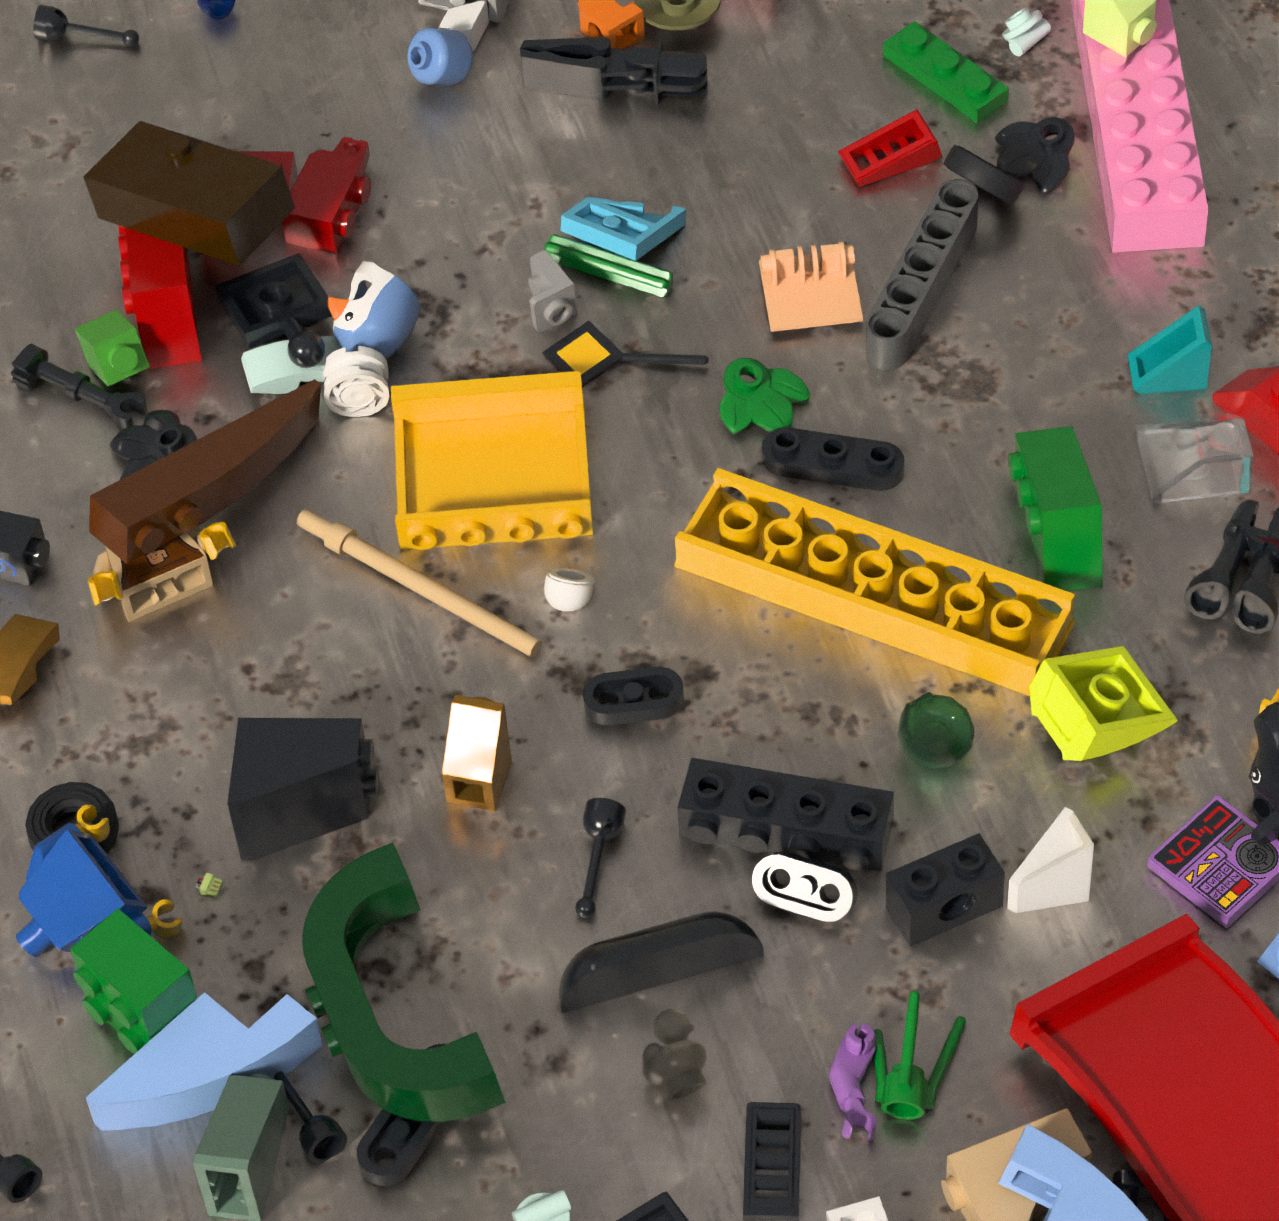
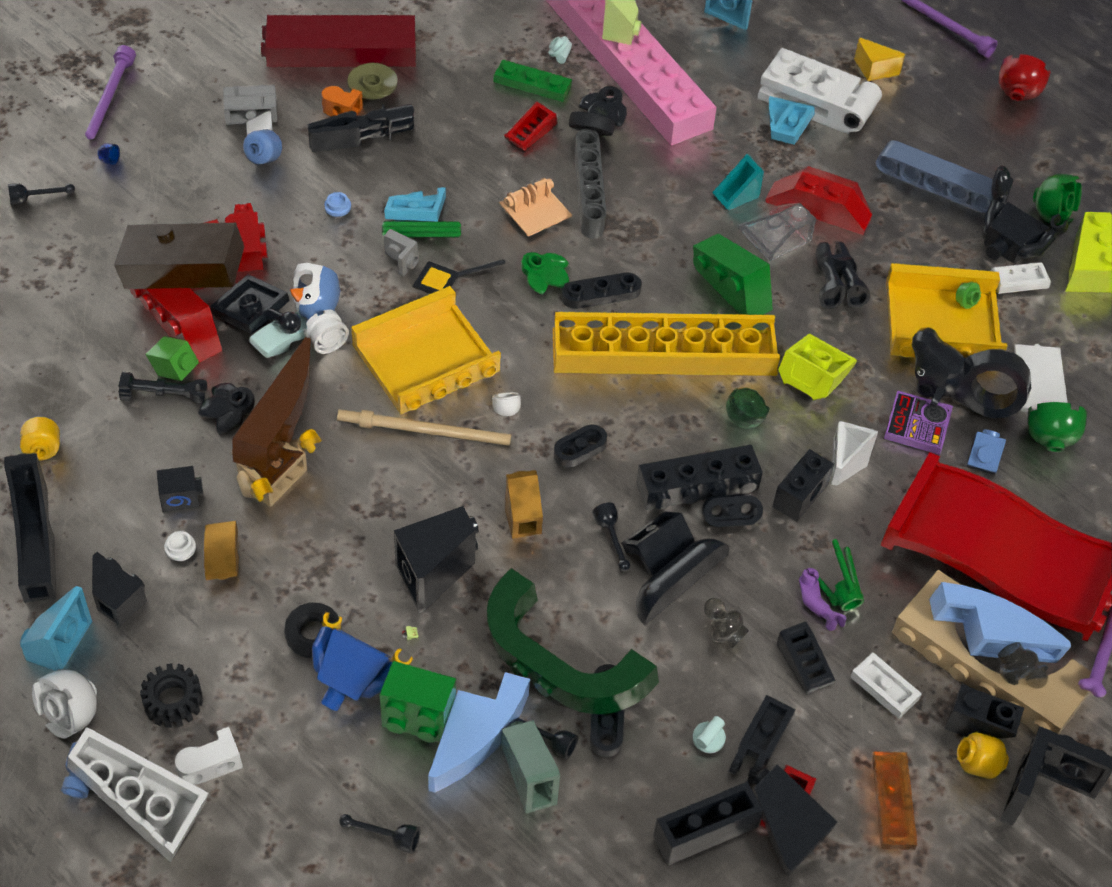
camera: 35 degrees left, 0 degrees up
(503, 185) = (337, 204): none -> light blue plate
(660, 890) = (660, 540): none -> black panel

